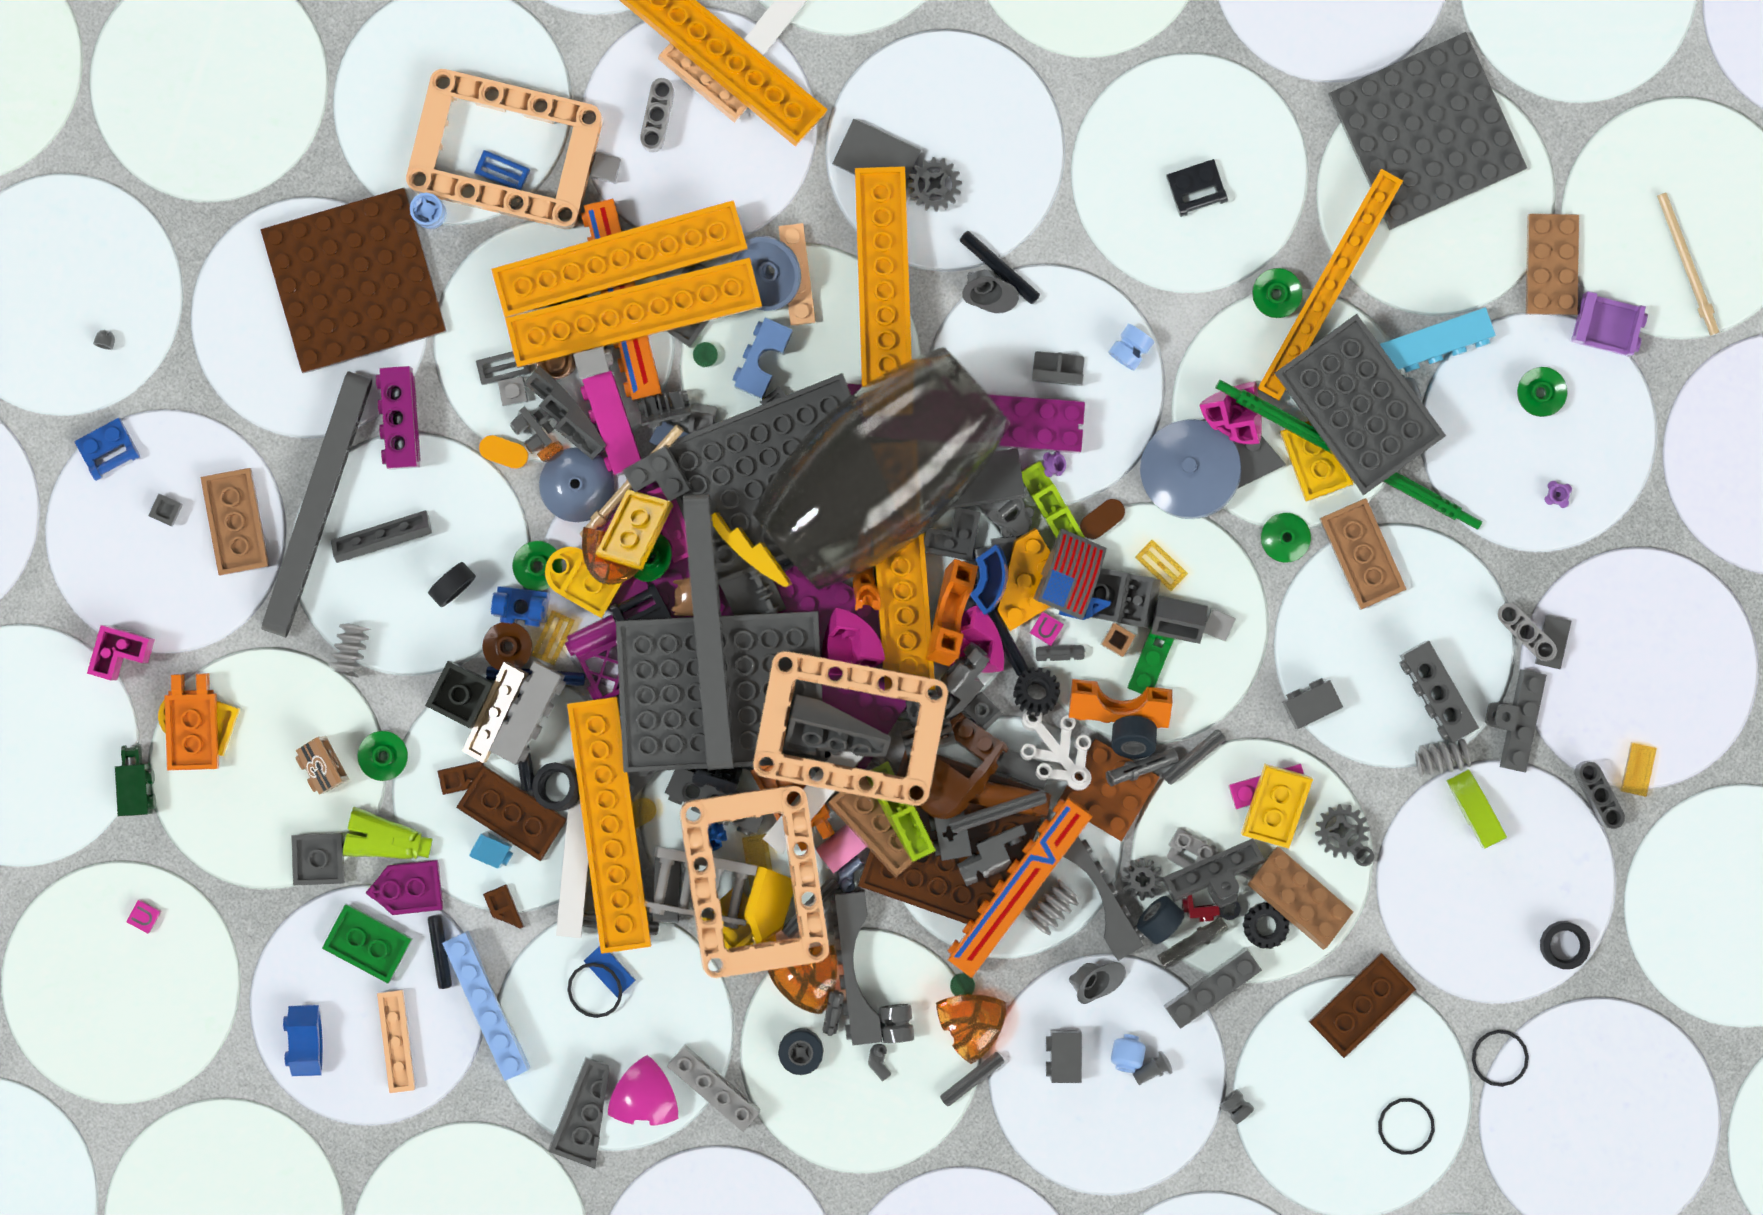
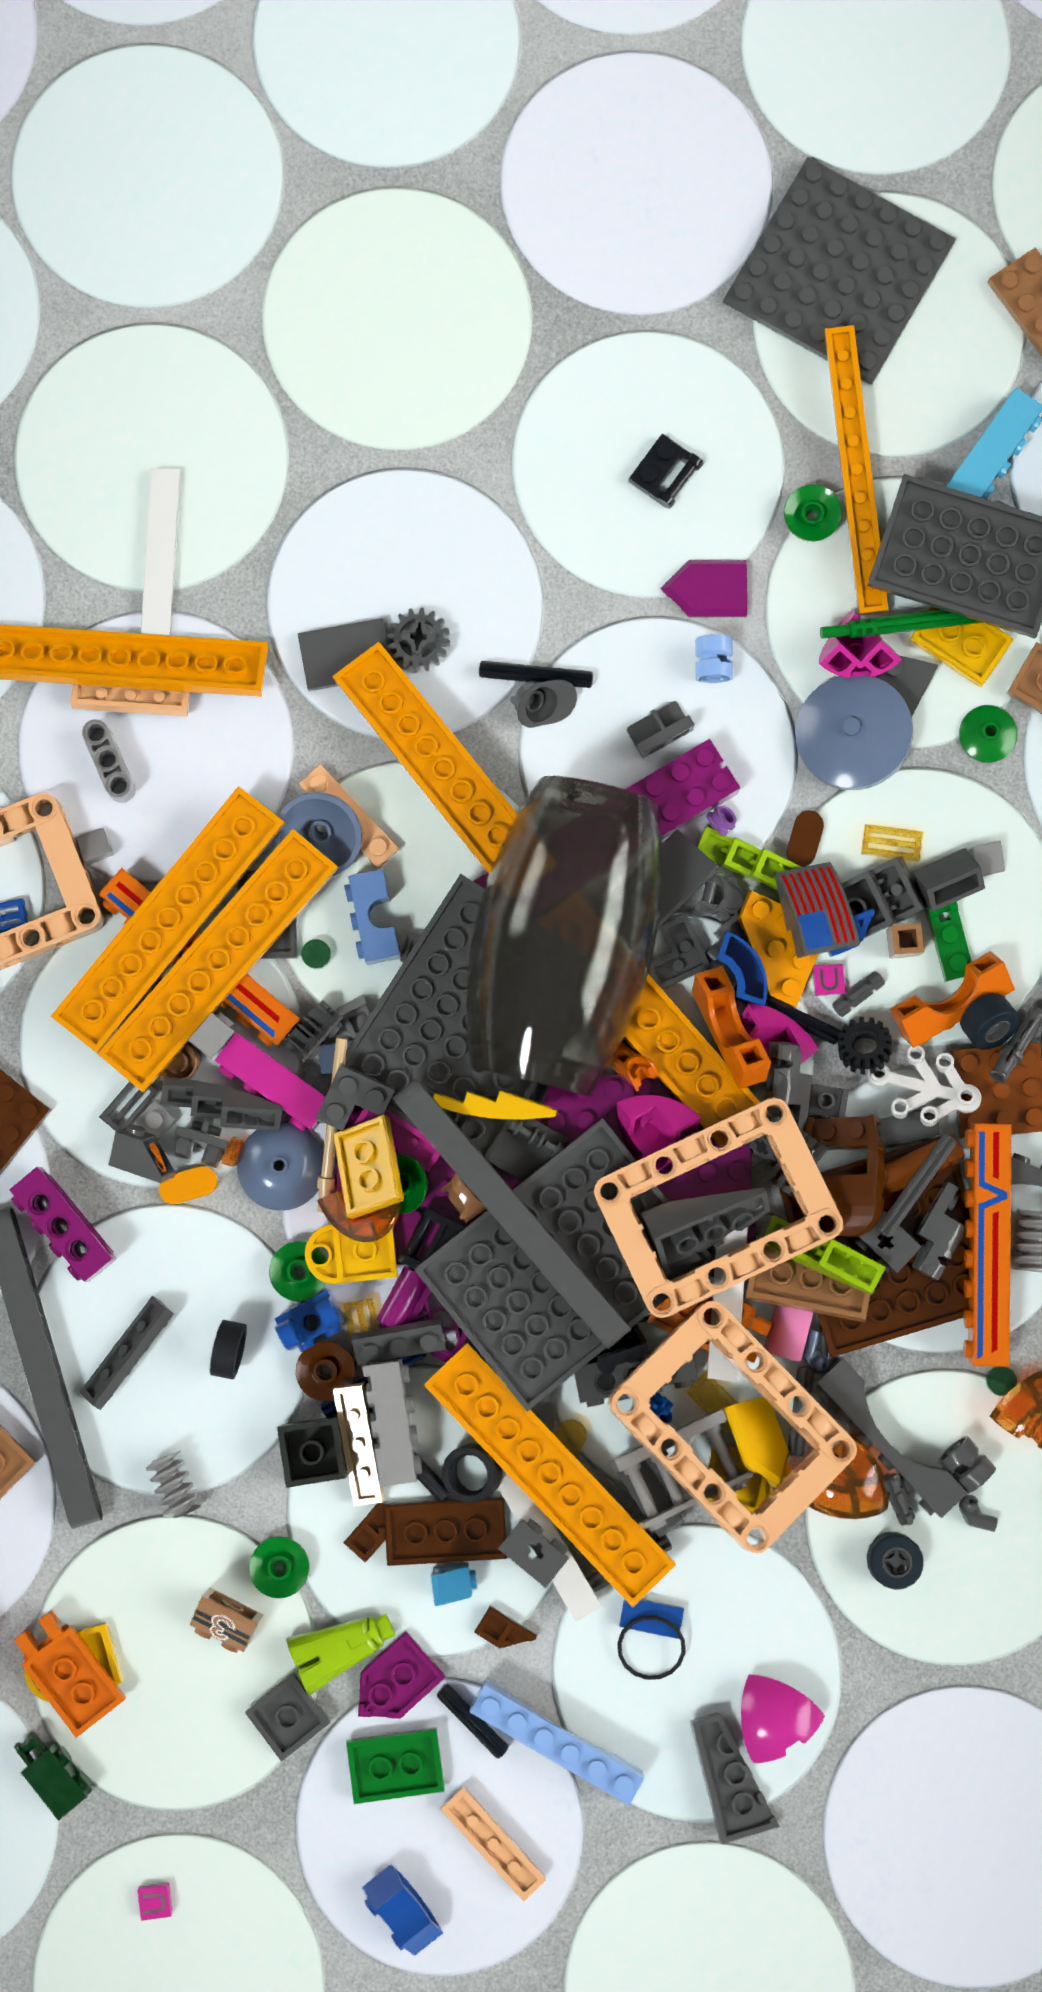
camera: 35 degrees left, 5 degrees down
(486, 408) = (140, 1154): none -> dark grey slope
(551, 858) = (539, 1568): none -> dark grey brick
(571, 662) = (398, 1341): none -> dark grey plate
(714, 1088) = (837, 1659): light grey brick -> none
(1166, 294) = (710, 588): none -> magenta tile

